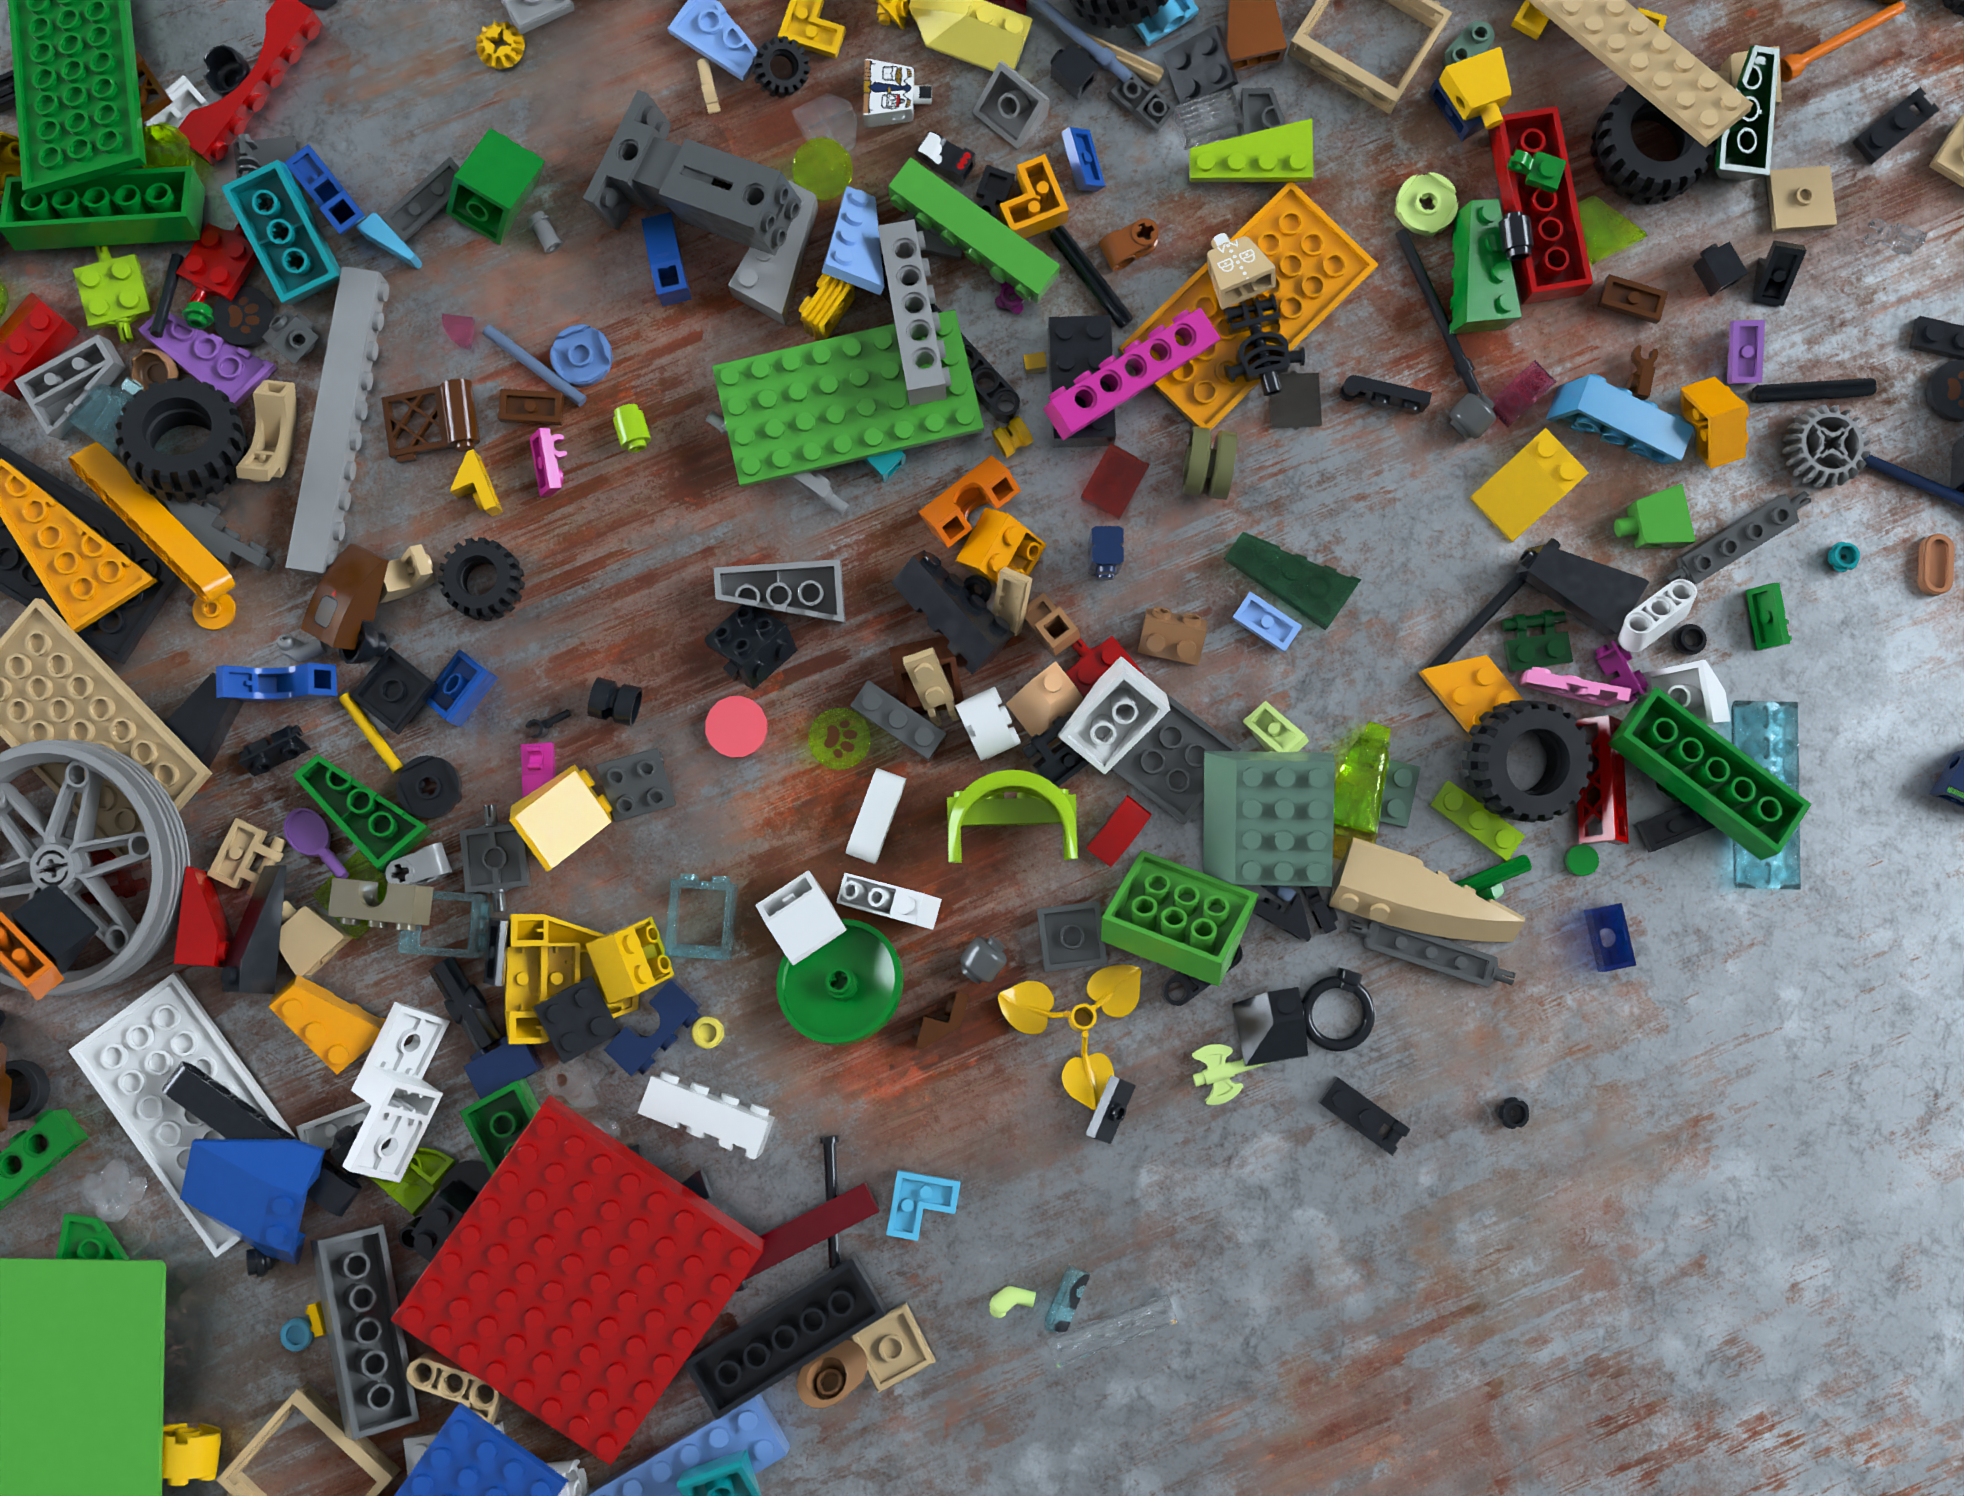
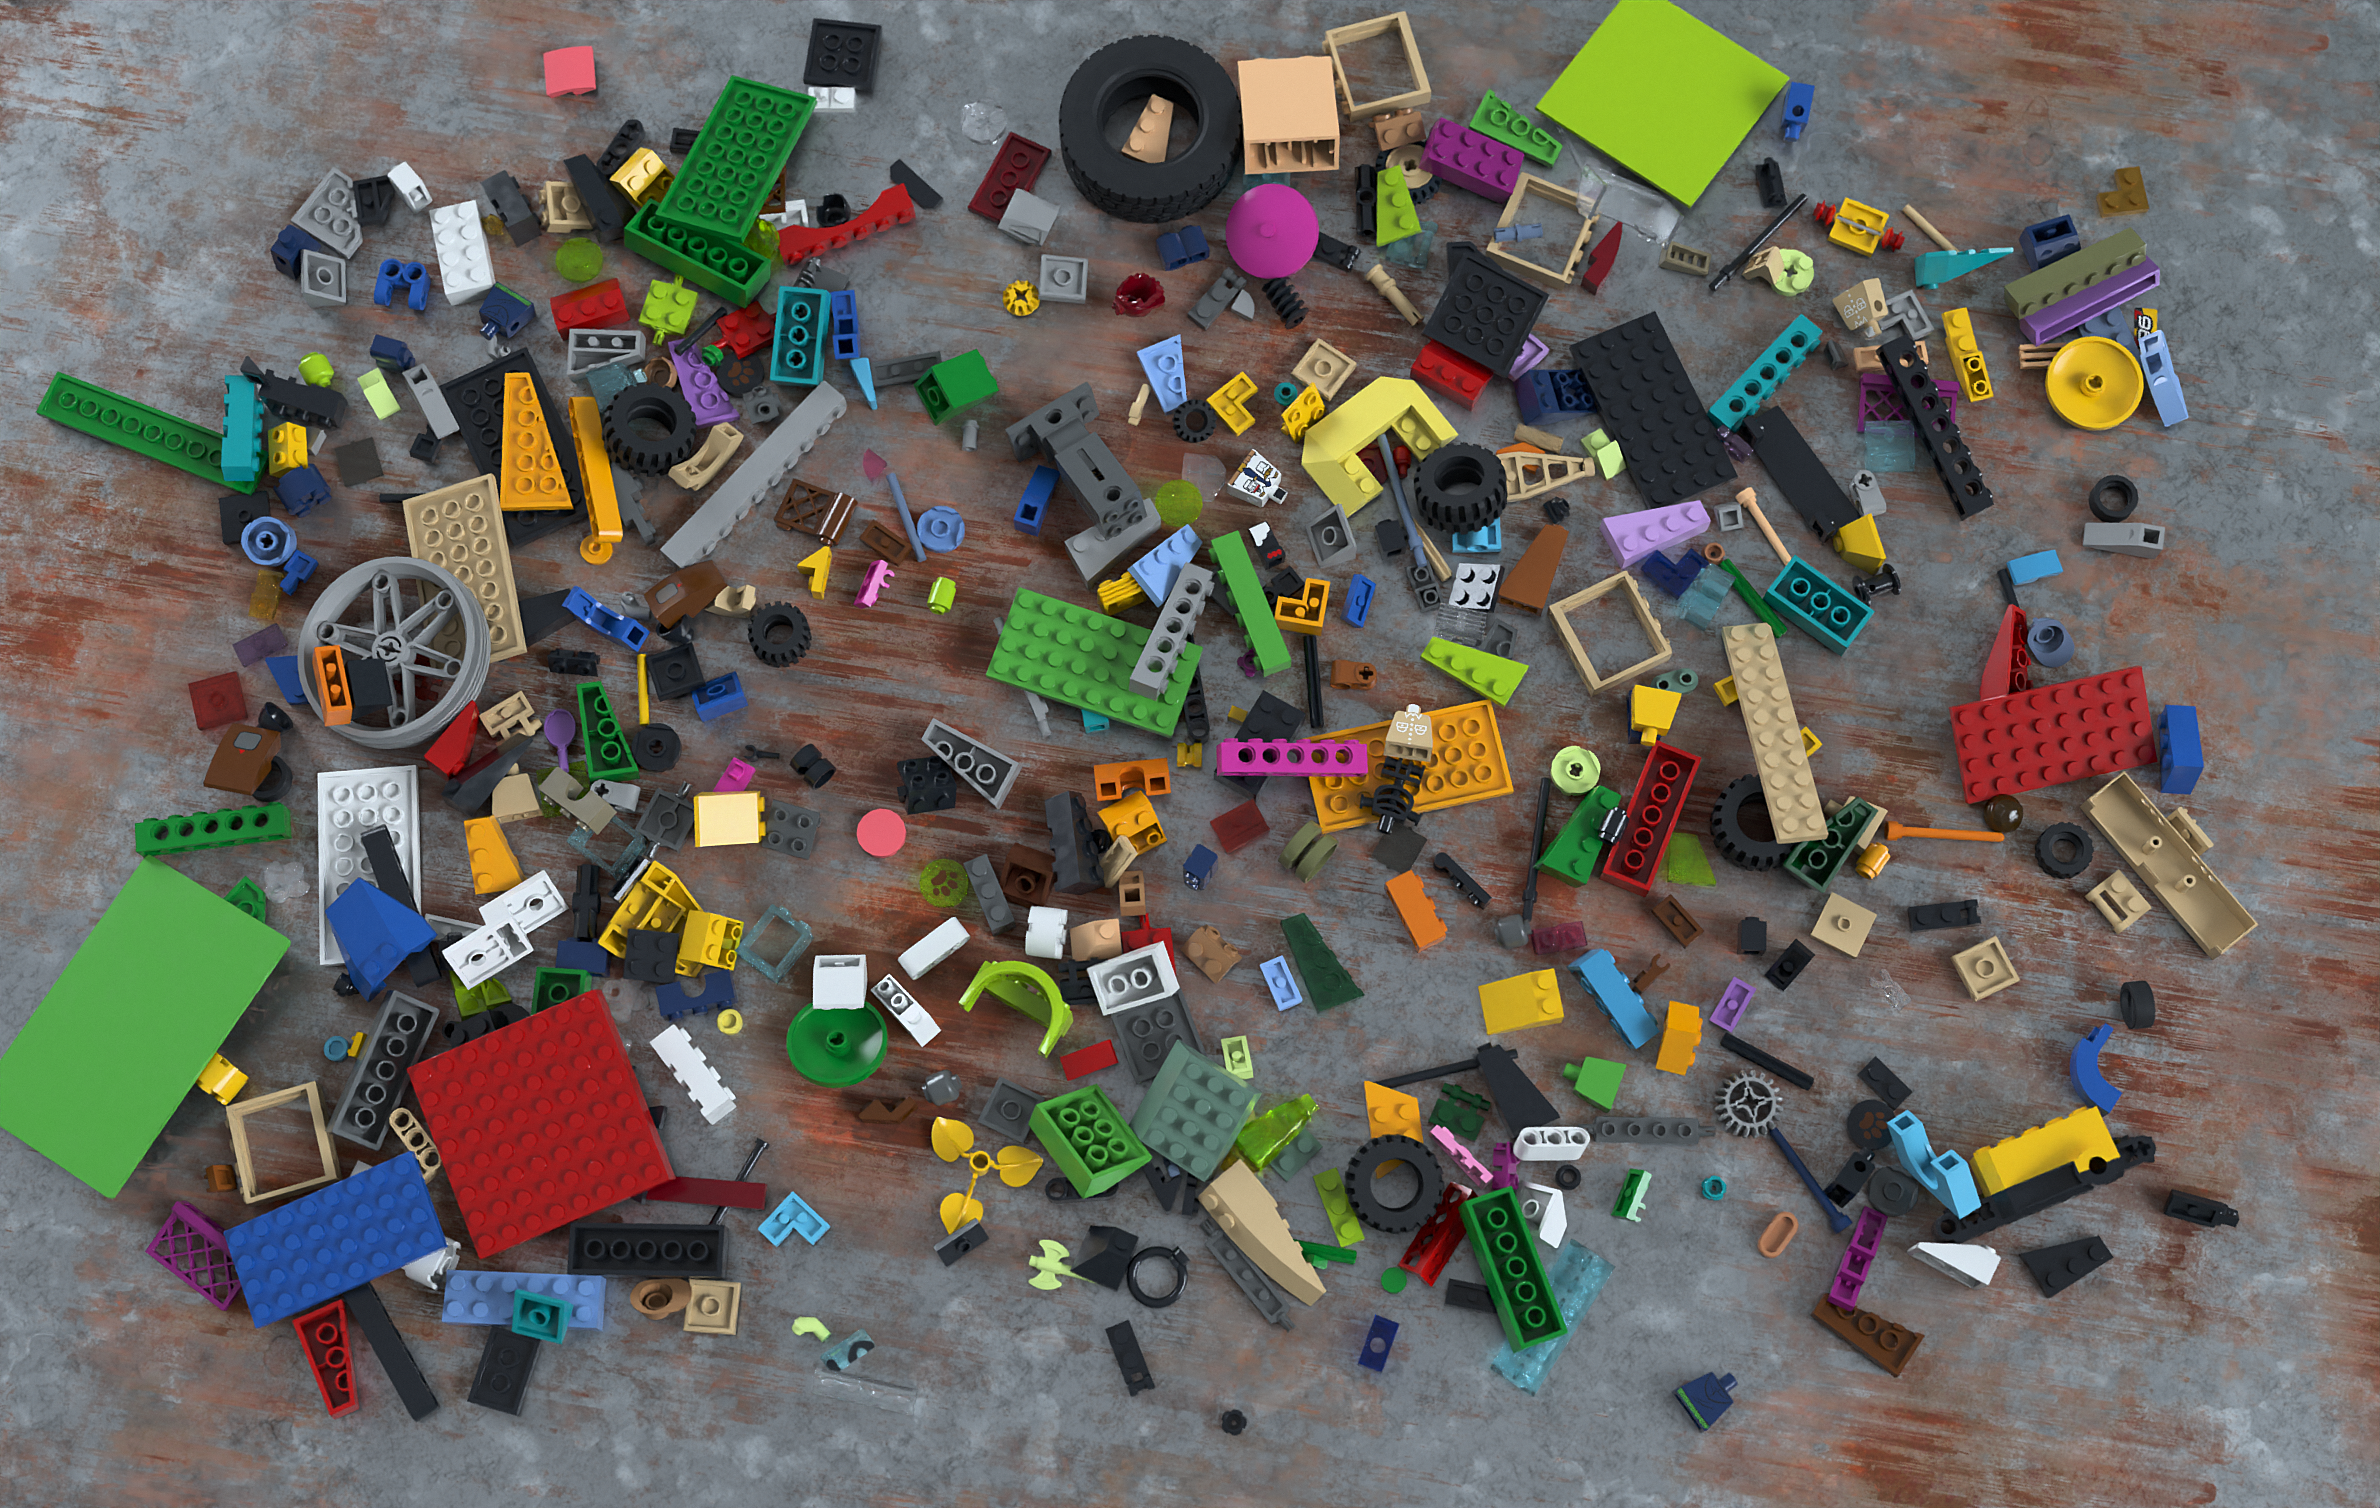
camera: 35 degrees right, 10 degrees down
(930, 684) = (1025, 881): tan hinge -> none
(1358, 457) = (1415, 910): none -> orange brick
(1542, 170) = (1661, 793): green plate -> none
(1791, 112) = (1872, 860): none -> light orange brick

